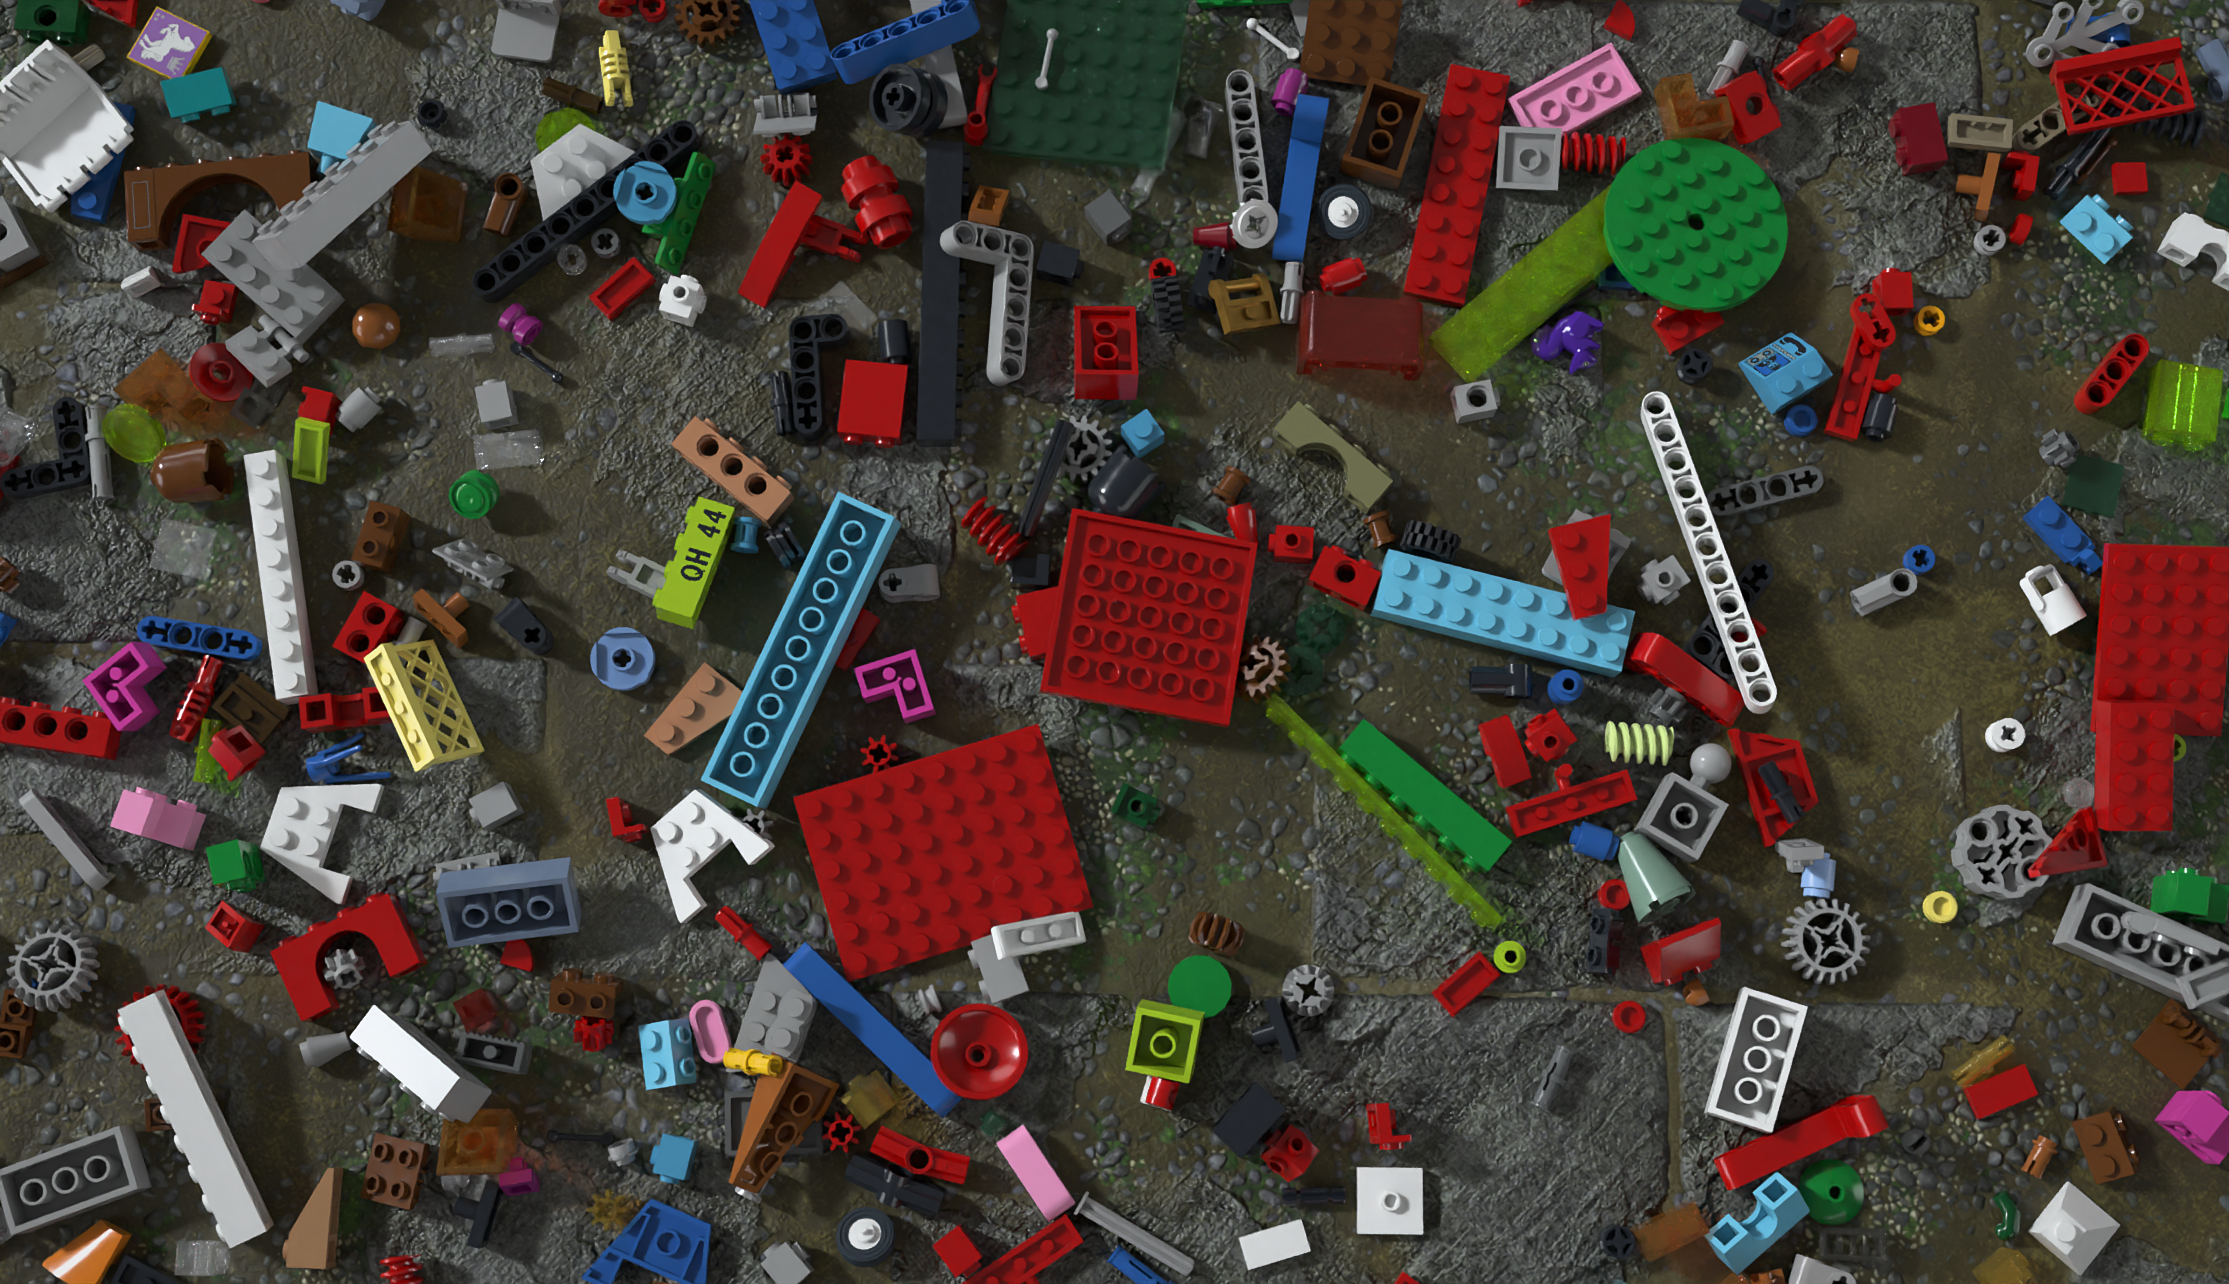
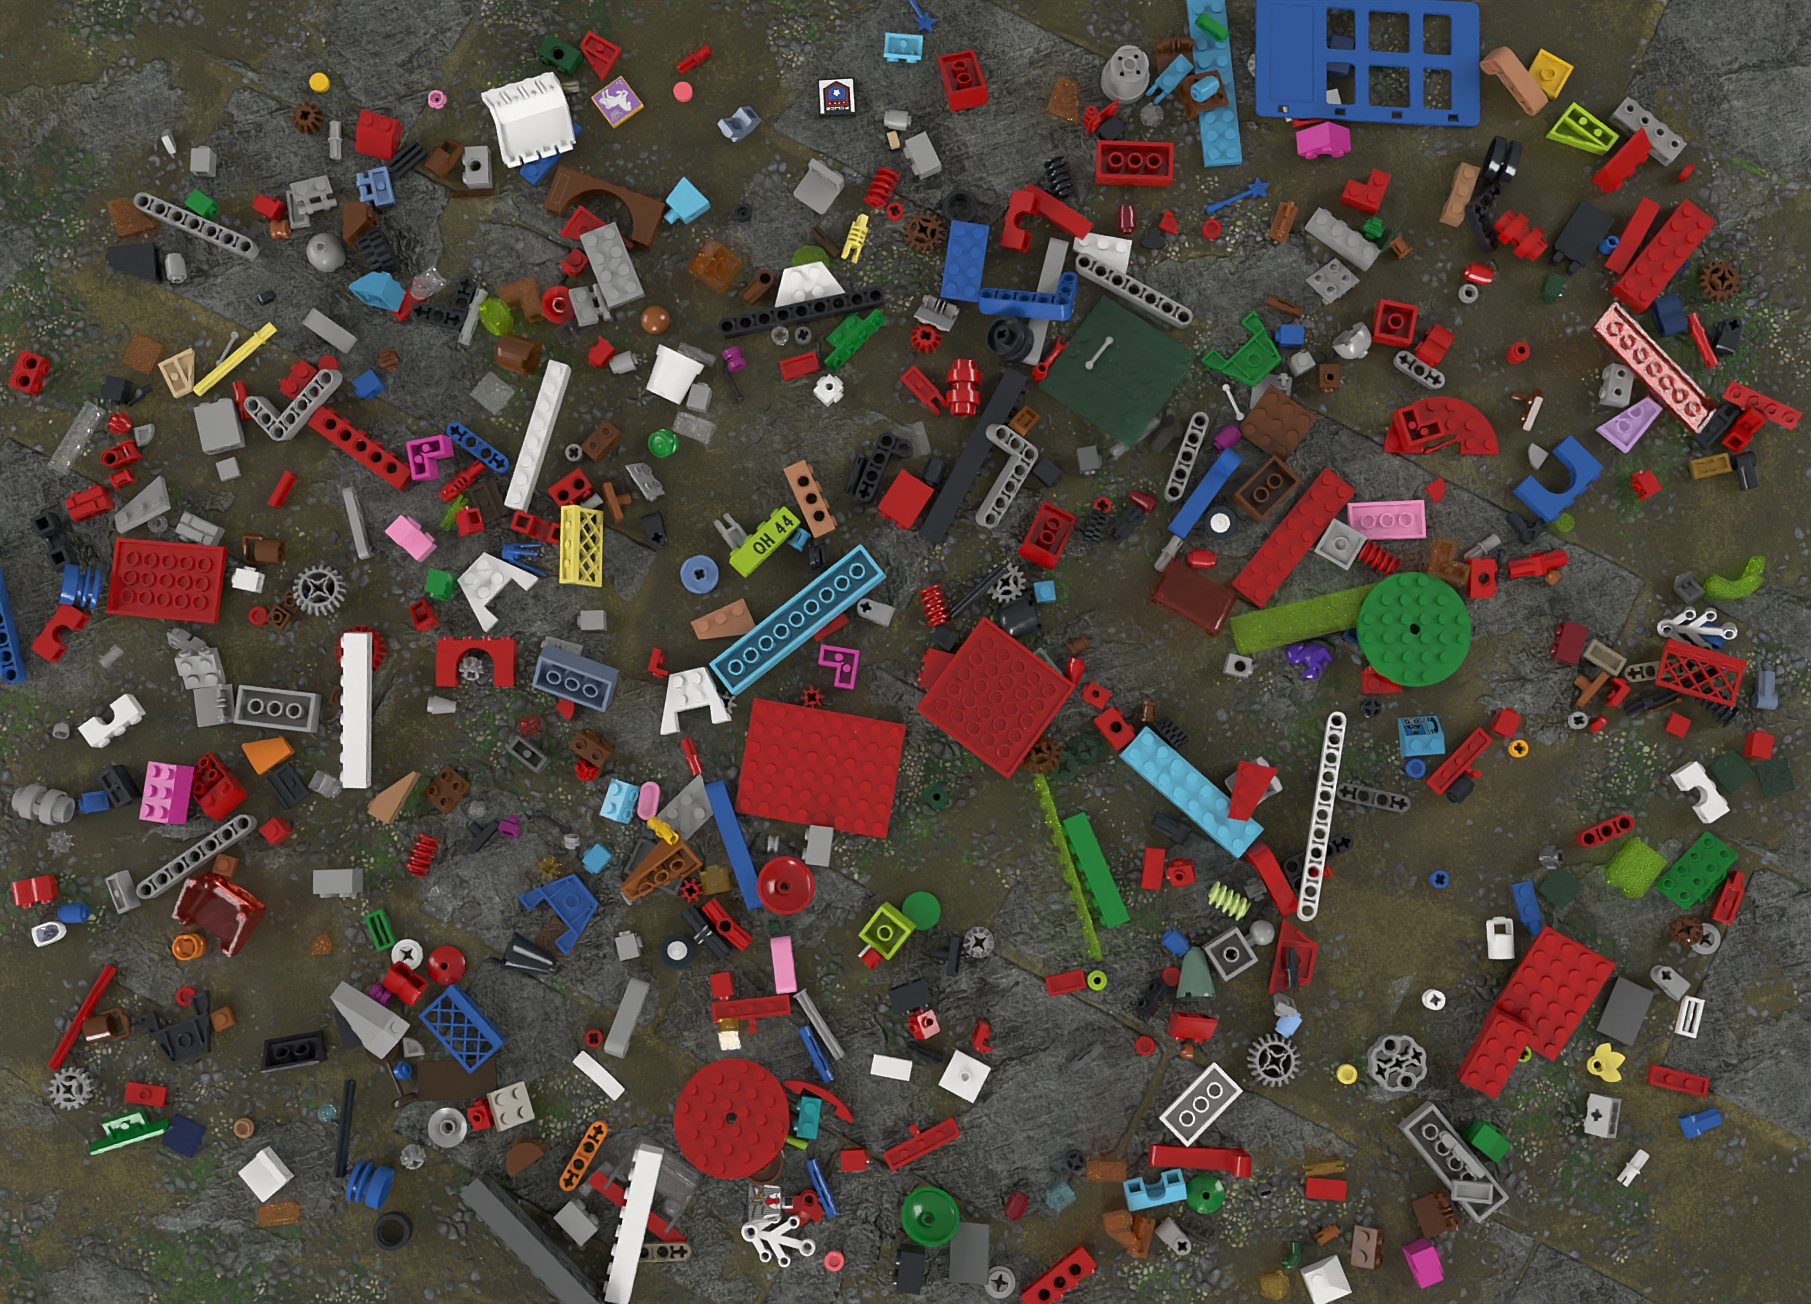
camera: 30 degrees right, 5 degrees up
(140, 282) = (539, 230): white slope -> none
(198, 94) = (620, 139): teal brick -> none
(310, 450) = (586, 373): lime tile -> none
(341, 195) = (671, 241): light grey brick -> none
(419, 1065) = (487, 742): brick -> none
(439, 386) = (672, 374): none -> white piece
(478, 1146) = (497, 798): clear orange slope -> none
(636, 178) = (838, 309): dark azure plate -> none
(780, 244) = (898, 385): red slope -> none
(787, 1031) = (688, 823): light grey brick -> none
(1038, 935) = (848, 839): white tile -> none
(1216, 933) = (944, 887): reddish brown gear -> none
(1245, 313) = (1137, 553): pearl gold plate -> none
(1265, 224) = (1173, 508): white gear -> none
(1304, 431) = (1134, 635): olive arch -> none
(1557, 692) = (1197, 850): blue brick -> none
(1570, 801) = (1174, 913): red plate -> none
(1661, 581) = (1295, 819): light grey brick -> none
(1874, 322) = (1489, 734): red beam -> none
(1882, 591) = (1407, 886): light grey piece -> none
(2073, 849) = (1436, 1081): red wing -> none
(2086, 792) = (1457, 1056): clear plate -> none
(2097, 227) = (1643, 744): medium azure bracket -> none

